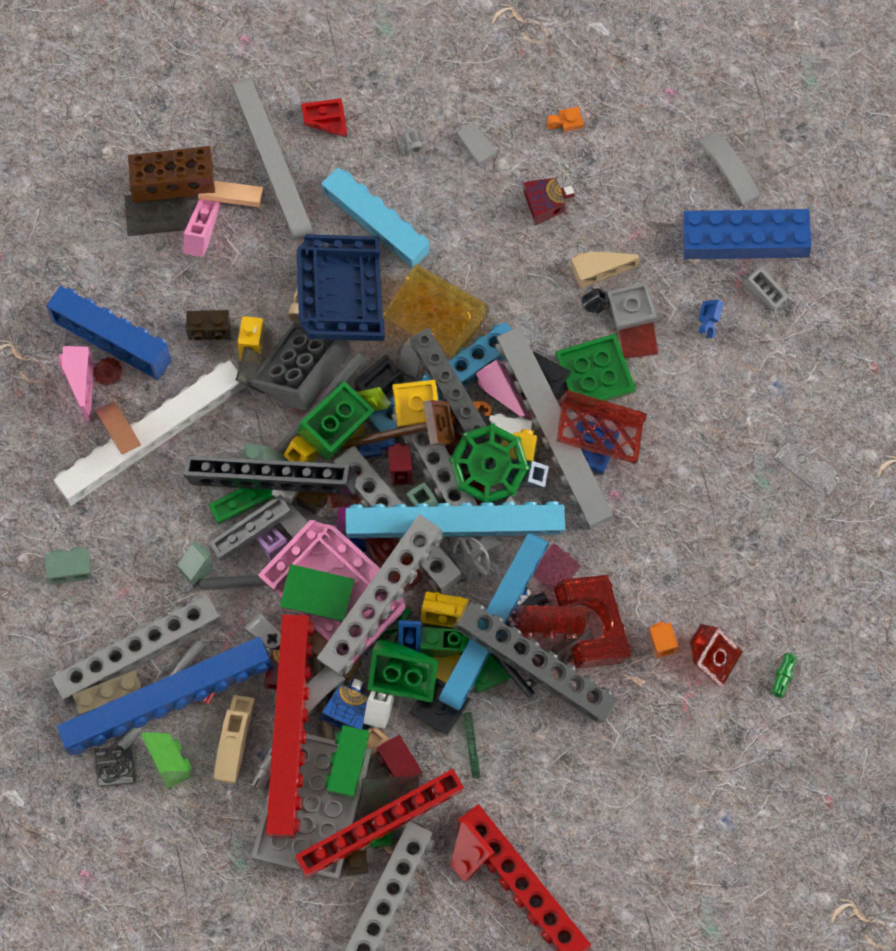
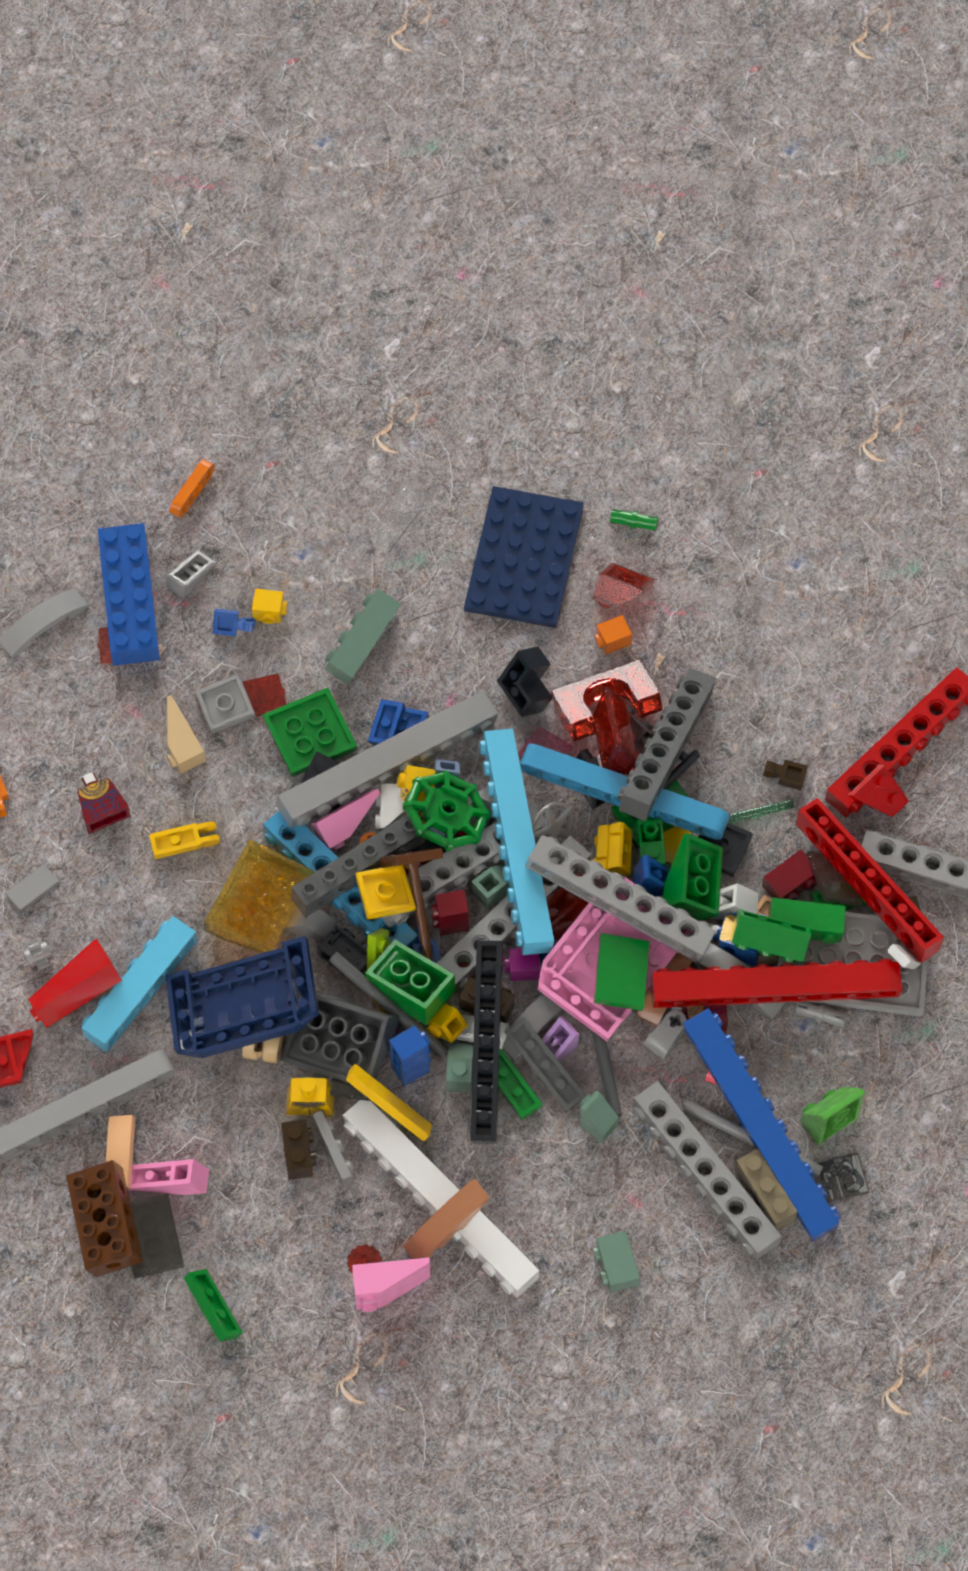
camera: 100 degrees left, 5 degrees down
(88, 251) = (213, 1305): none -> green plate
(109, 332) = (322, 1256): blue brick -> none
(205, 353) = (334, 1148): none -> light grey plate
(232, 395) = (389, 1102): none -> yellow tile
(232, 739) = (794, 1047): tan slope -> none
(268, 413) = (410, 1055): none -> blue brick
(296, 837) = (903, 956): none -> white tile
(330, 722) = (770, 936): none -> green brick
(379, 167) = (74, 985): none -> red slope
(503, 777) = (789, 774): none -> dark brown plate
(504, 260) = (183, 839): none -> yellow hinge
(594, 300) = (224, 739): black gear -> none
(600, 410) = (363, 715): clear red fence -> none
(616, 553) = (523, 683): none -> black brick
(682, 421) = (362, 637): none -> sand green brick
(722, 348) = (269, 606): none -> yellow brick
(756, 574) = (524, 557): none -> dark blue plate
(850, 295) = (192, 488): none -> orange beam

